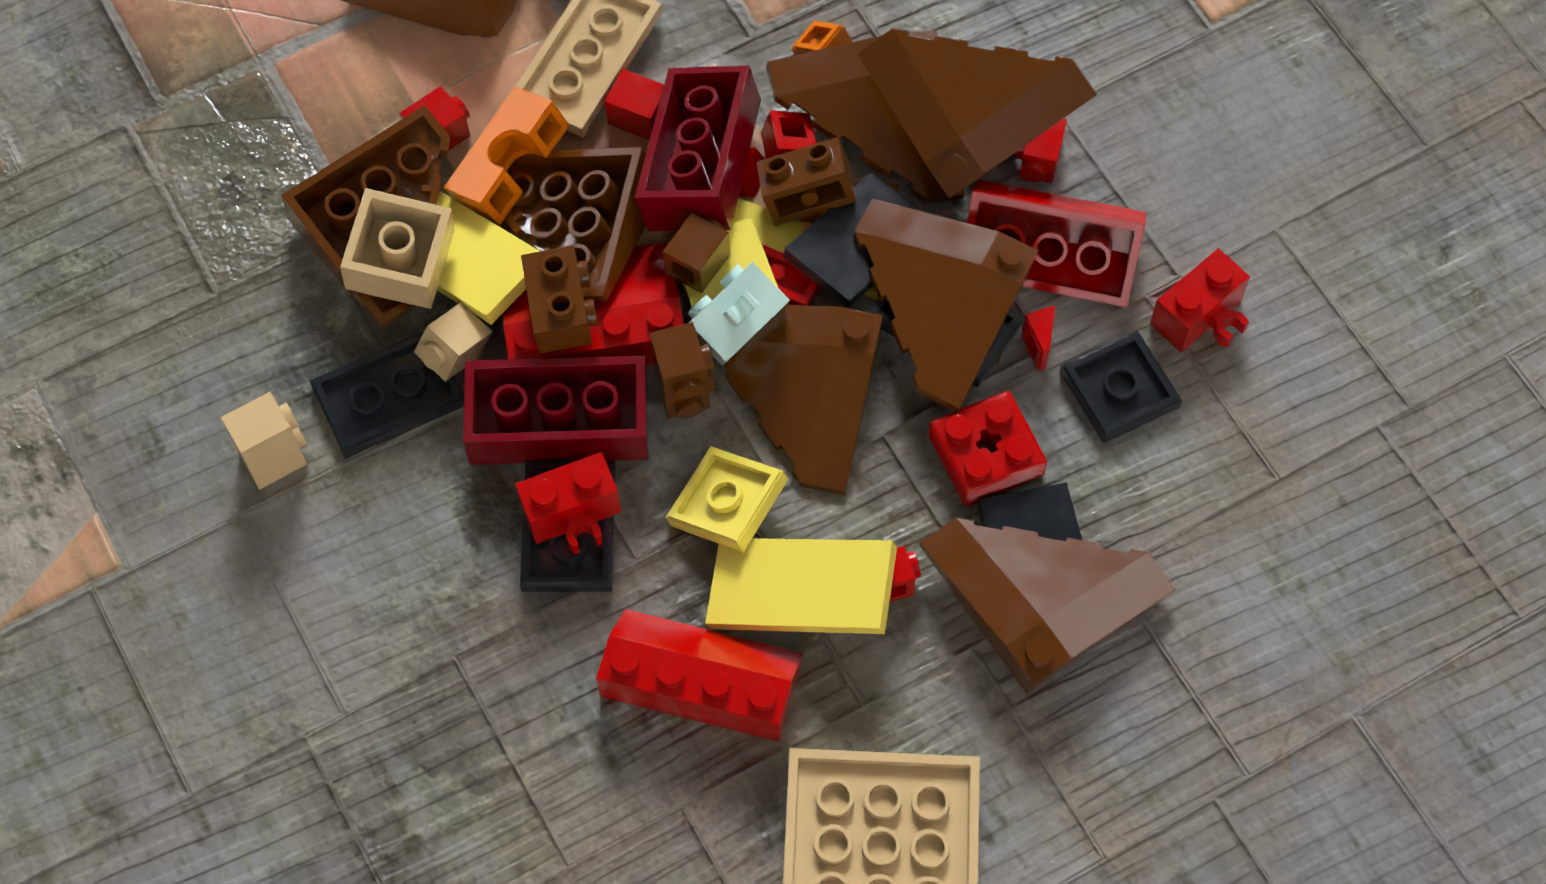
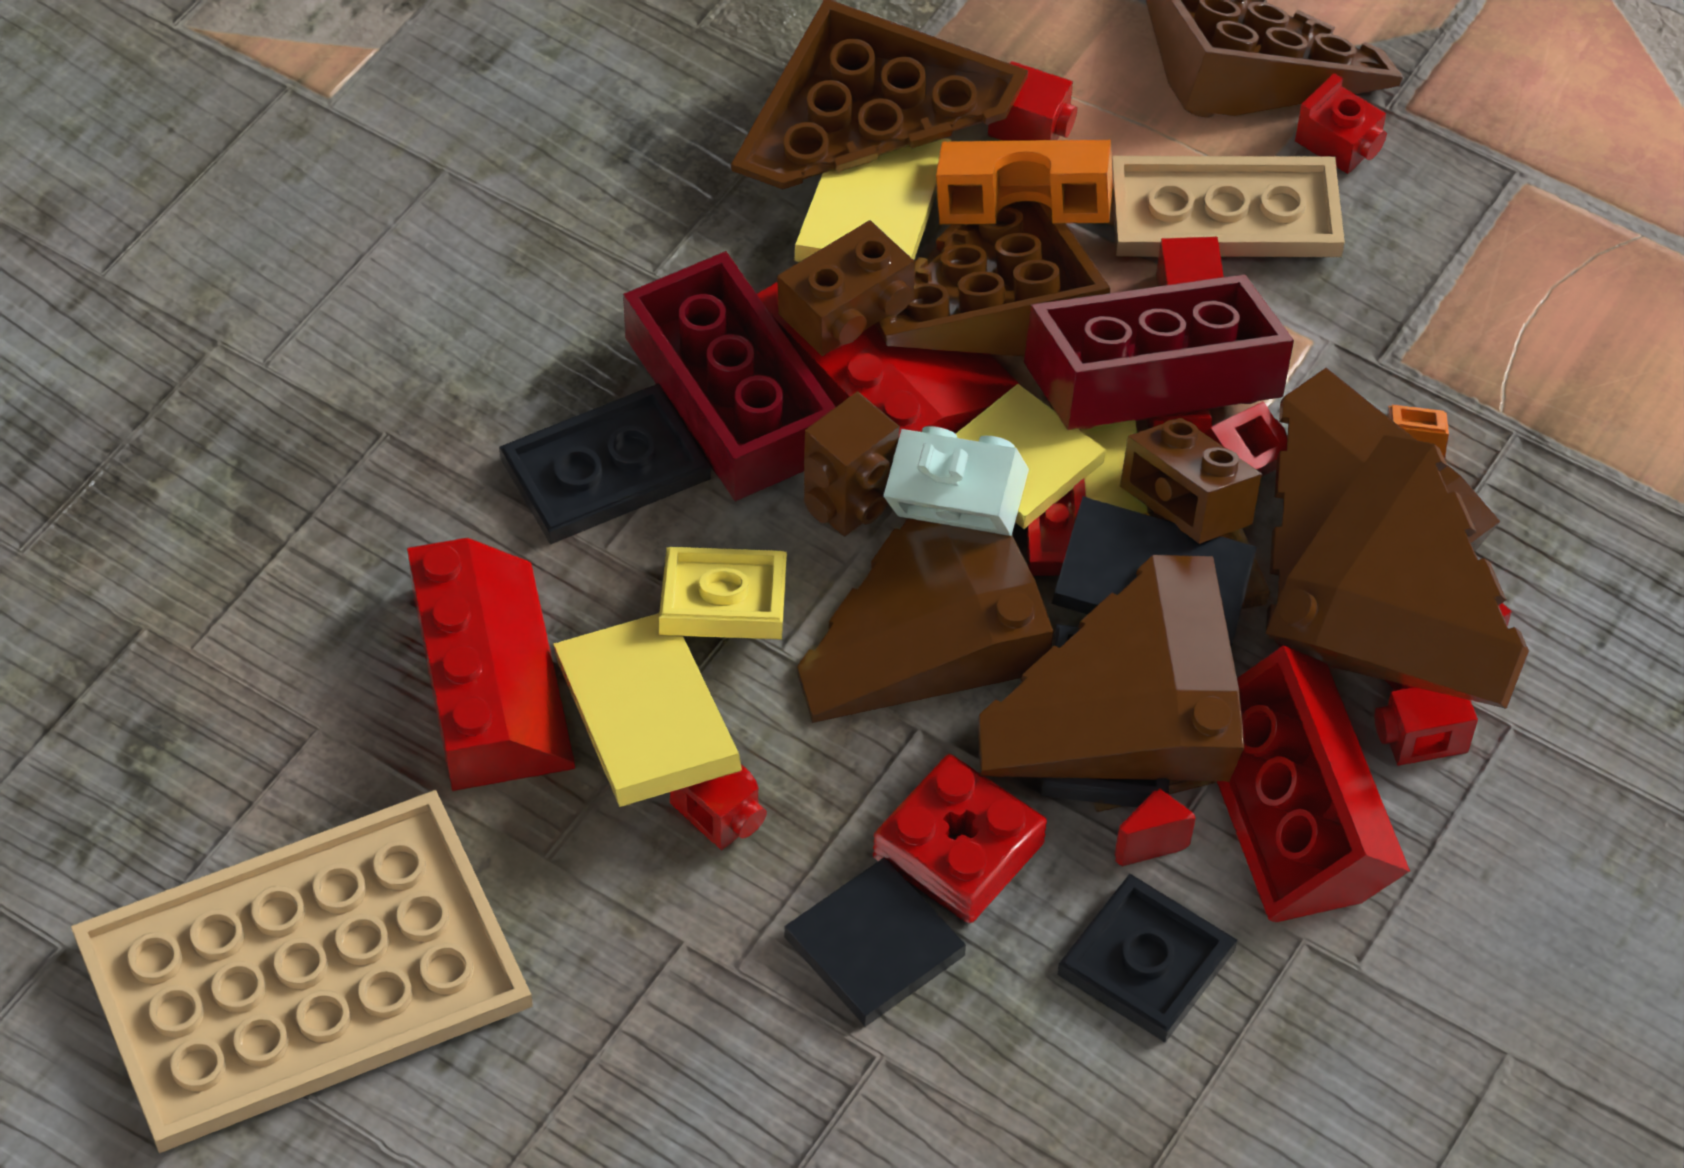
camera: 60 degrees right, 10 degrees down
(266, 439) = (526, 129): tan brick -> none
(383, 396) = (664, 218): black tile -> none
(397, 248) = (816, 118): tan brick -> none
(452, 341) = (756, 239): tan brick -> none
(569, 500) = (617, 431): red brick -> none
(697, 252) = (1012, 403): reddish brown brick -> none
(1043, 596) = (785, 981): reddish brown slope -> none
(1203, 302) = (1321, 991): red brick -> none

